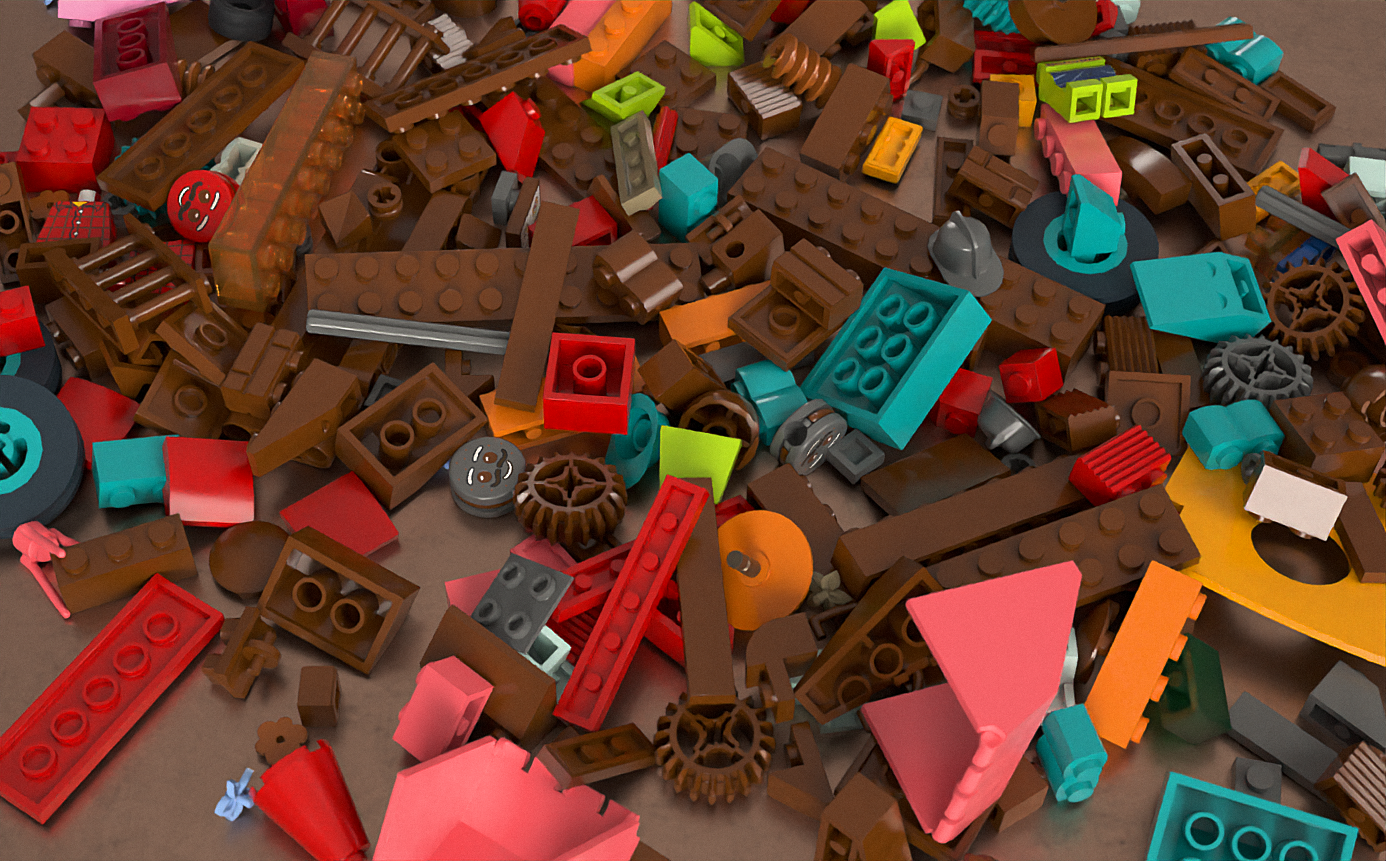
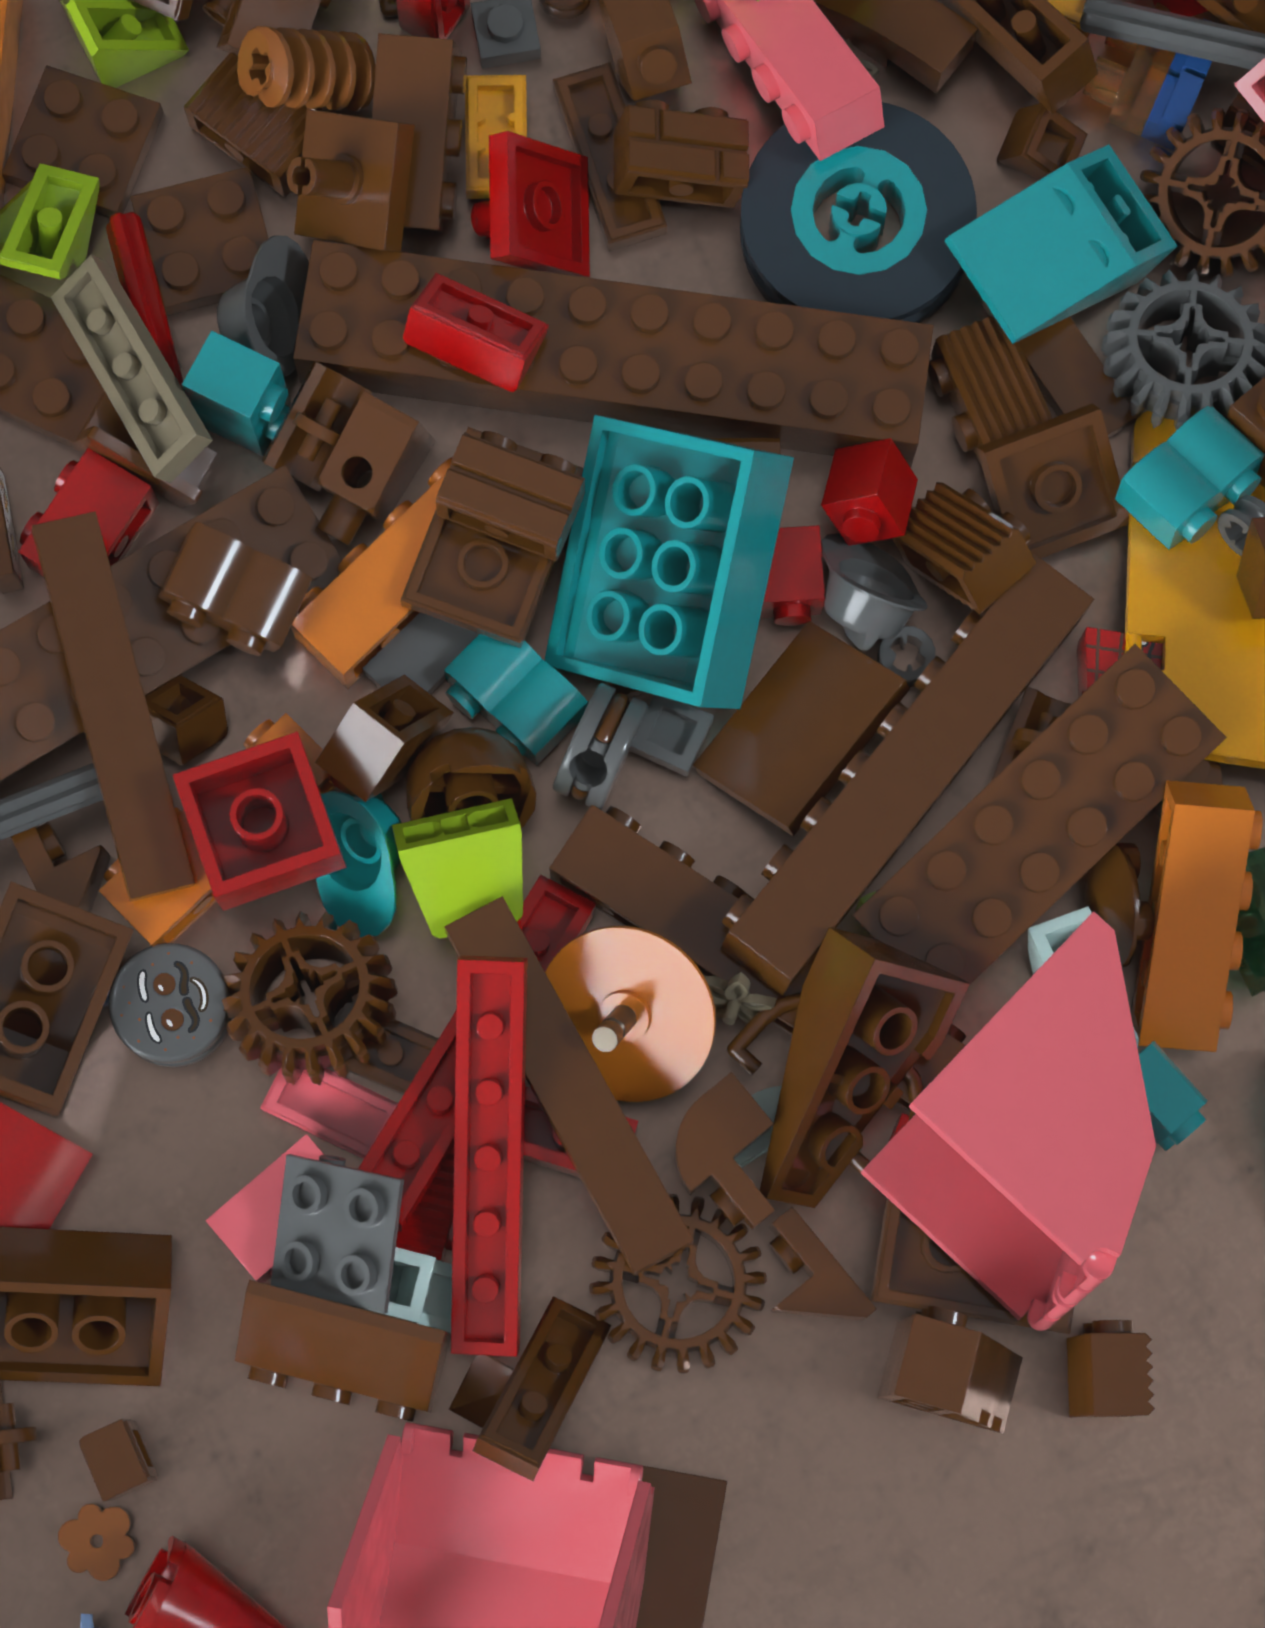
camera: 25 degrees left, 25 degrees up
(441, 709) = (302, 1421): coral brick -> none
(803, 123) = (352, 180): none -> reddish brown tile
(834, 210) = (474, 332): none -> red slope
(900, 173) = (536, 206): none -> red tile
(966, 255) = (704, 339): dark grey piece -> none
(1091, 219) = (863, 187): teal slope -> none
(1120, 467) = (1063, 624): red brick -> none

